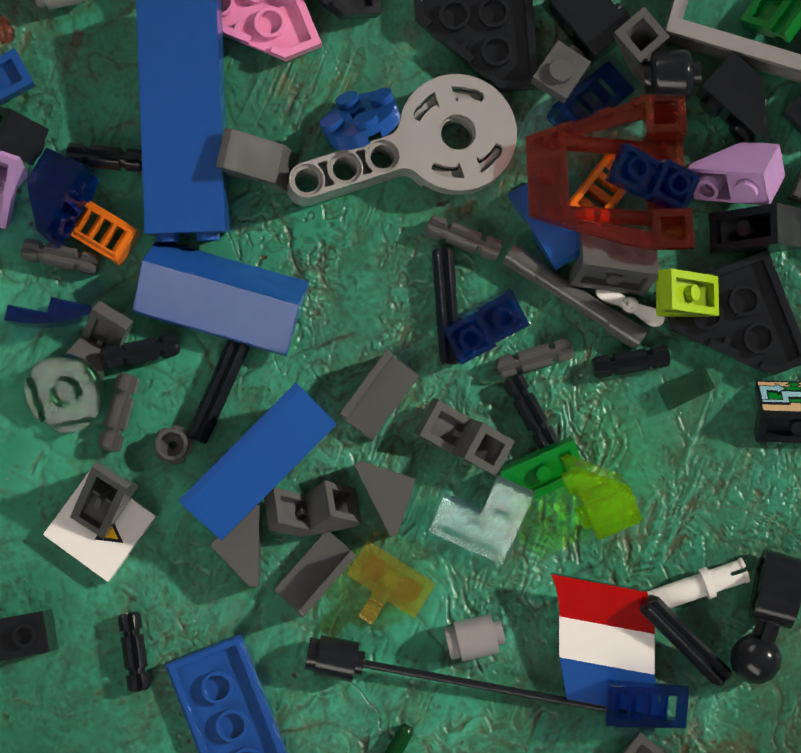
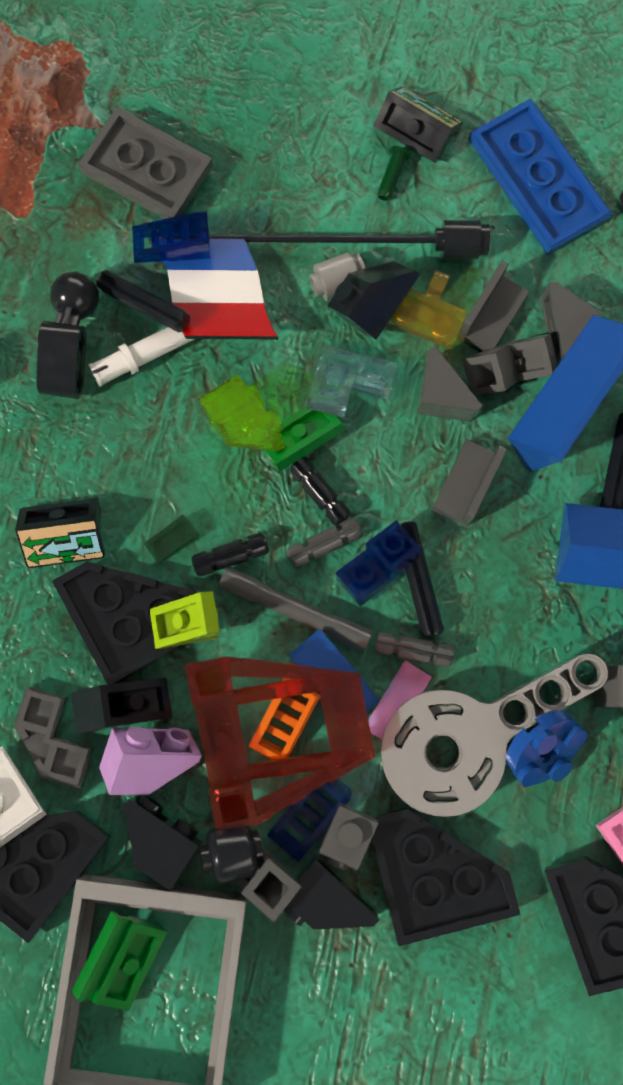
camera: 170 degrees right, 5 degrees down
(444, 604) = (372, 296): none -> black slope
(464, 437) = (373, 453): dark grey slope -> none
(476, 206) = (405, 685): none -> lavender sticker
(613, 267) = (263, 640): dark grey panel -> none
(630, 306) = (240, 610): white piece -> none
(652, 179) = (236, 737): clear blue slope -> none

